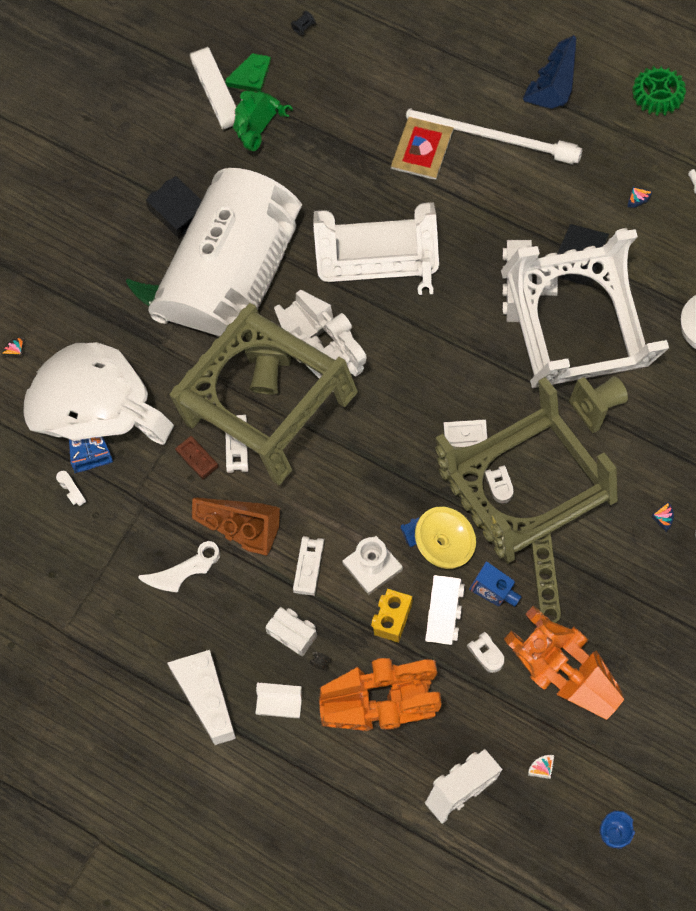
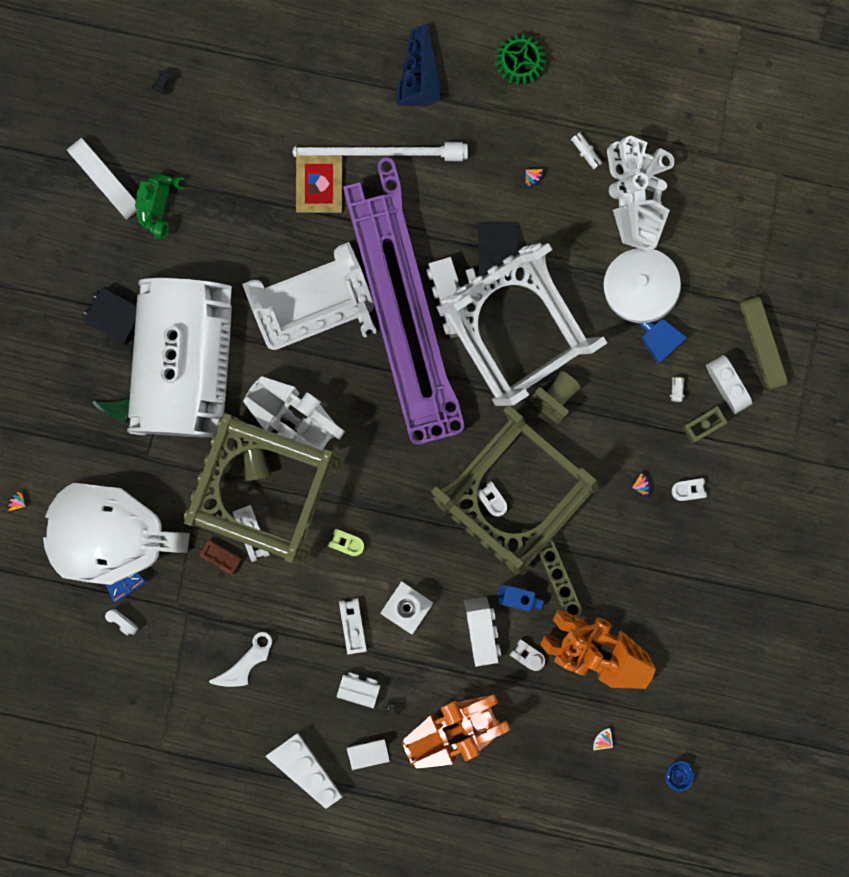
camera: 30 degrees left, 20 degrees up
(244, 522) = (284, 604): dark orange wedge -> none
(250, 74) = (131, 151): green wing -> none
(338, 484) = (354, 546): none -> yellowish green plate
(396, 616) = (444, 649): yellow brick -> none
(409, 532) = (433, 568): blue tile -> none
(452, 531) = (472, 564): light yellow dish -> none
(462, 784) = (544, 778): white wedge -> none
(465, 432) = (448, 465): white wing -> none
(467, 193) = (382, 222): none -> medium lavender gear

